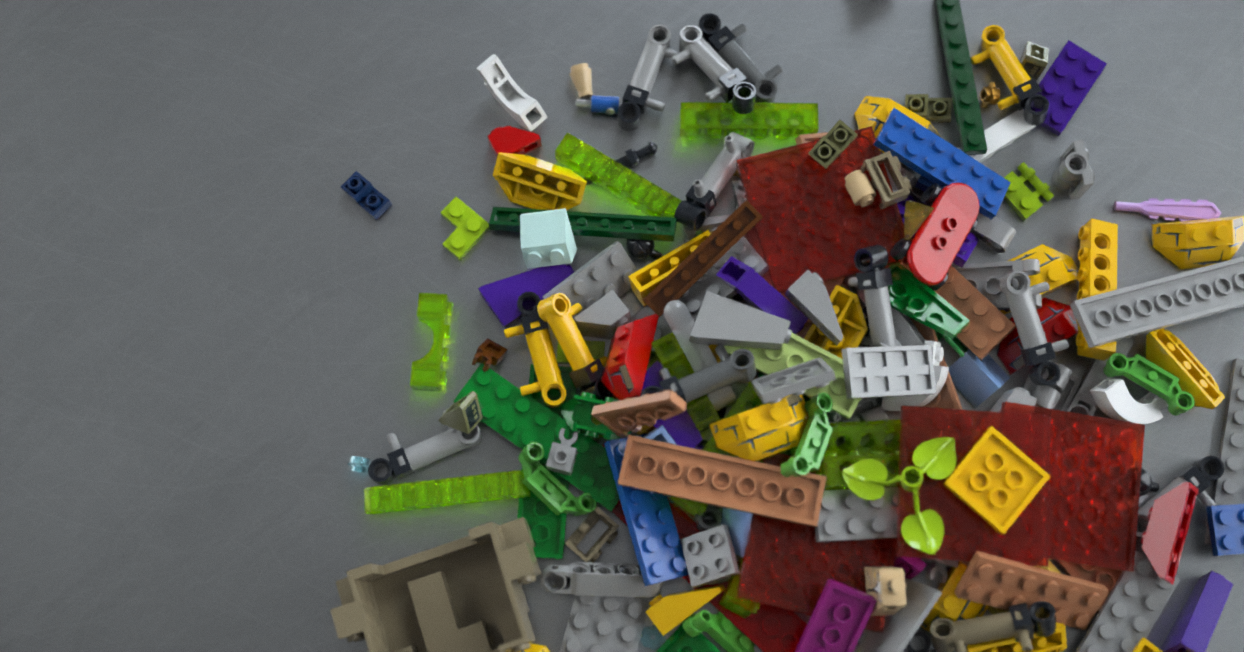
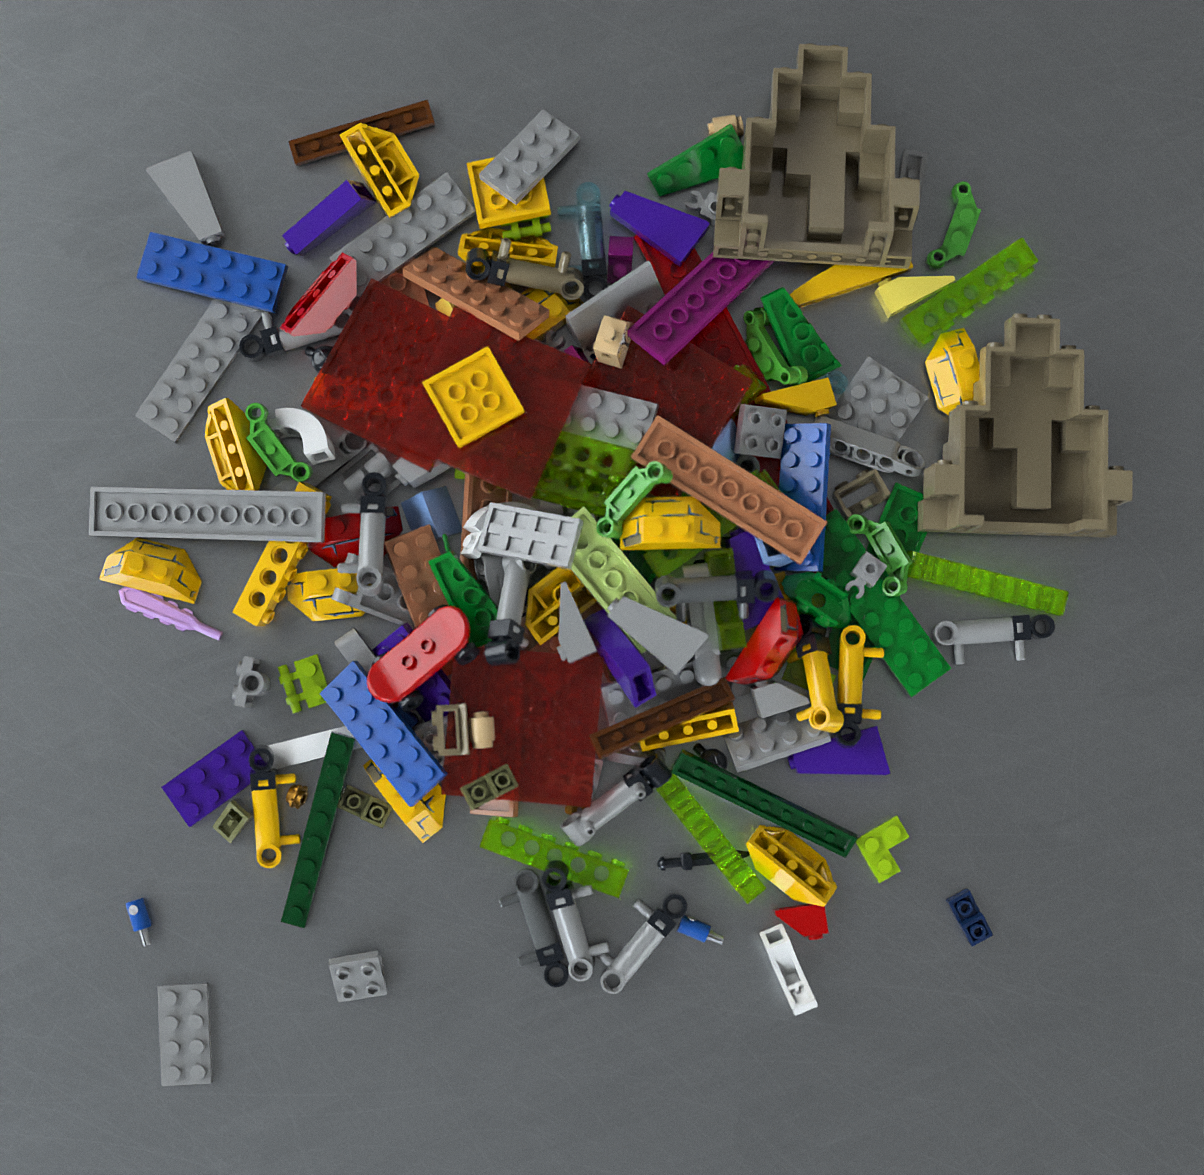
camera: 160 degrees left, 10 degrees up
(359, 463) = (1059, 643): clear light blue plate -> none
(428, 371) = (940, 766): clear neon green arch -> none
(463, 414) = (947, 650): olive slope -> none
(489, 353) = (900, 704): reddish brown plate -> none
(547, 238) = (806, 797): light aqua slope -> none
(582, 79) = (708, 964): tan cone -> none
(635, 412) = (786, 578): nougat wing -> none
(793, 380) = (628, 557): light grey plate -> none
(914, 216) = (441, 680): clear yellow slope -> none
(935, 458) = (523, 437): lime plant -> none

